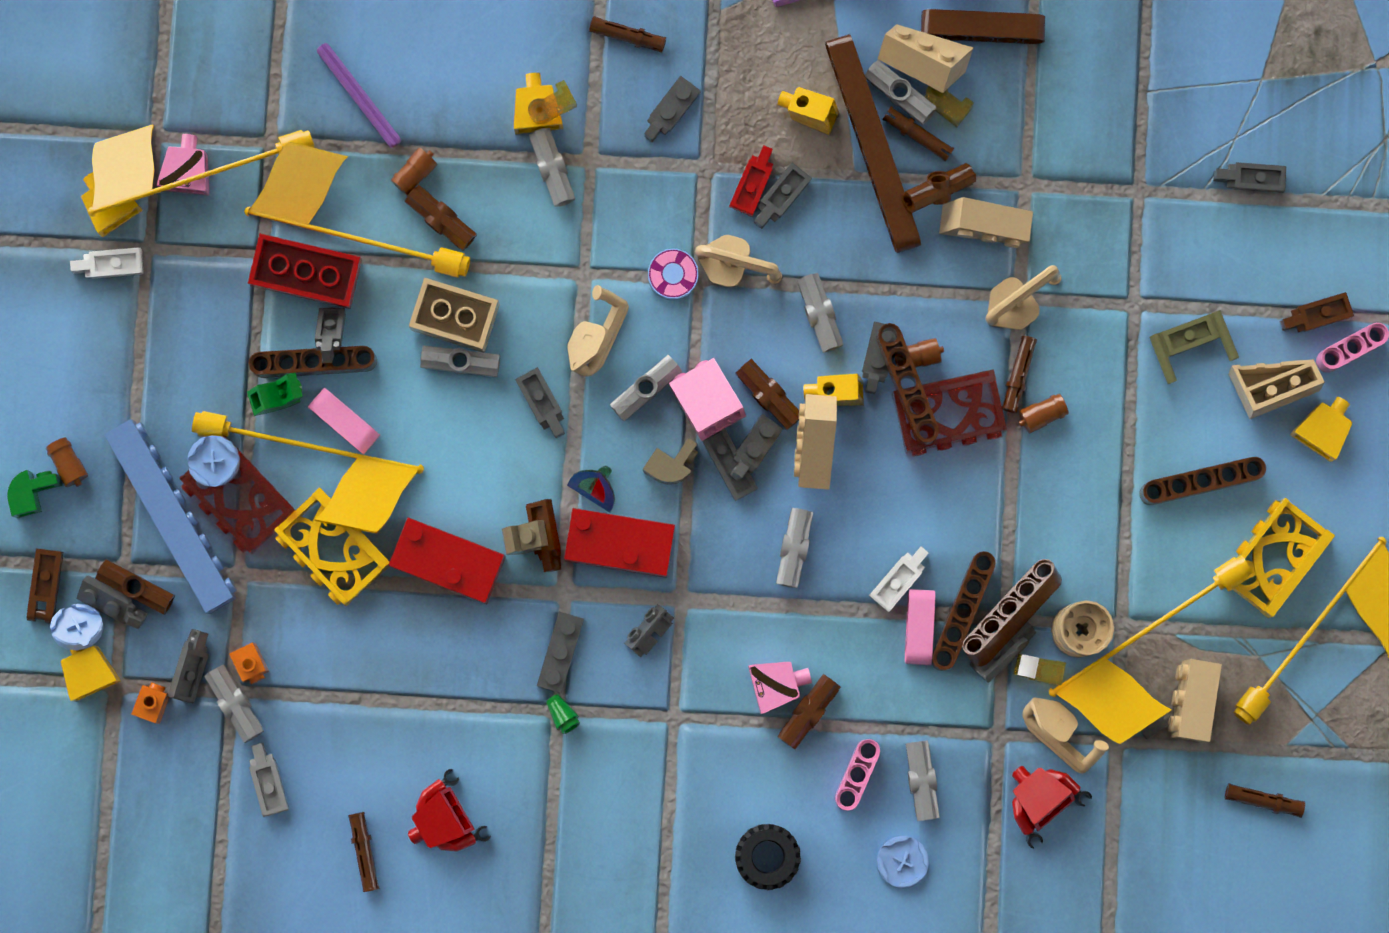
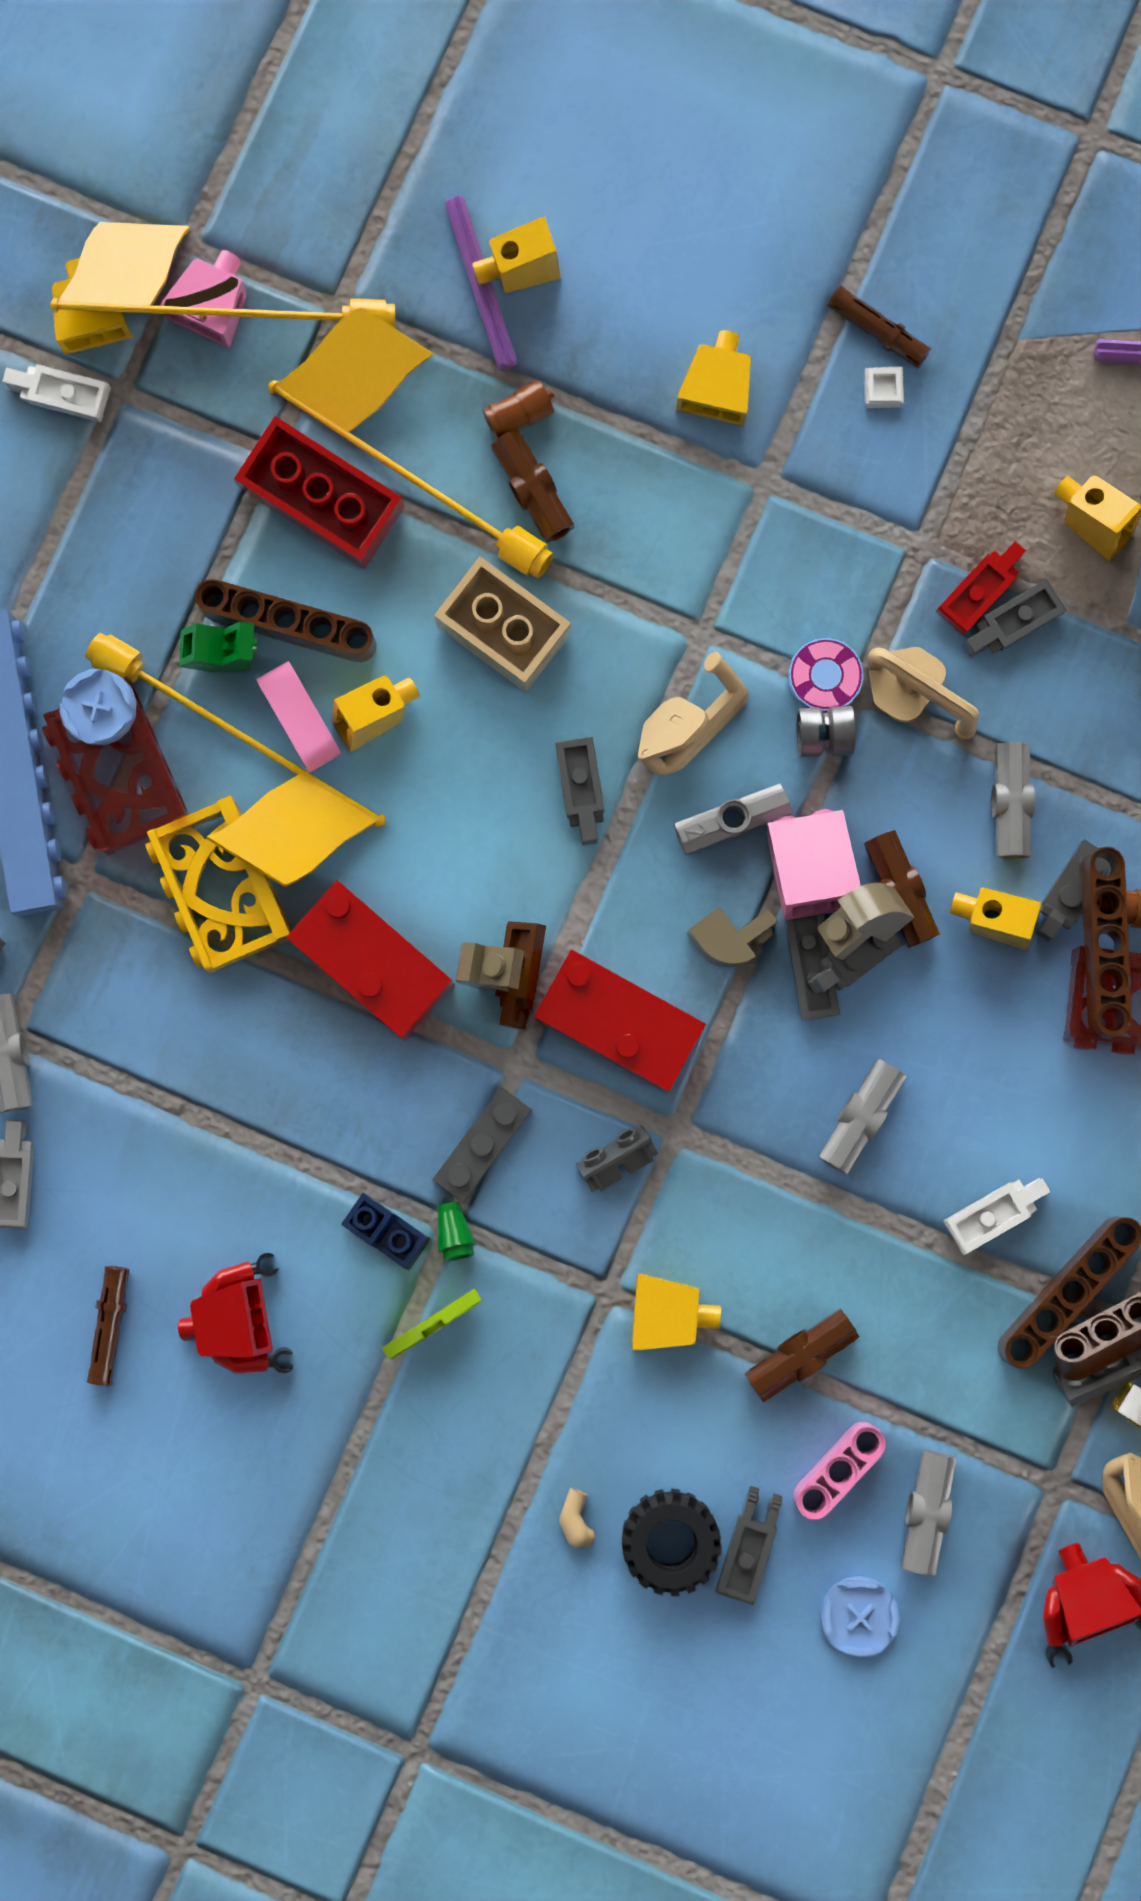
camera: 25 degrees right, 0 degrees up
(249, 663) = (46, 1004): orange brick -> none
(329, 332) = (322, 586): dark grey hinge -> none
(384, 408) = (361, 718): none -> yellow torso
(389, 72) = (520, 258): none -> yellow torso
(477, 362) = (466, 681): light grey piece -> none
(518, 729) = (385, 1231): none -> dark blue slope
(552, 106) = (742, 382): clear yellow leg -> none
(552, 167) = (710, 470): light grey piece -> none
(569, 776) = (432, 1324): none -> lime tile
(594, 486) = (612, 930): shield -> none
(644, 72) = (883, 387): none -> white tile
(671, 108) = (903, 448): dark grey hinge -> none
(694, 308) = (839, 731): none -> flat silver wheel
(703, 869) = (571, 1522): none -> tan arm
(716, 715) = (669, 1314): none -> yellow torso
(750, 418) = (864, 913): none -> dark tan brick
(777, 684) = (770, 1300): bright pink torso -> none
(815, 441) = (948, 978): tan brick -> none
(818, 845) = (748, 1550): none -> dark grey hinge
(920, 627) = (1000, 1292): bright pink beam -> none

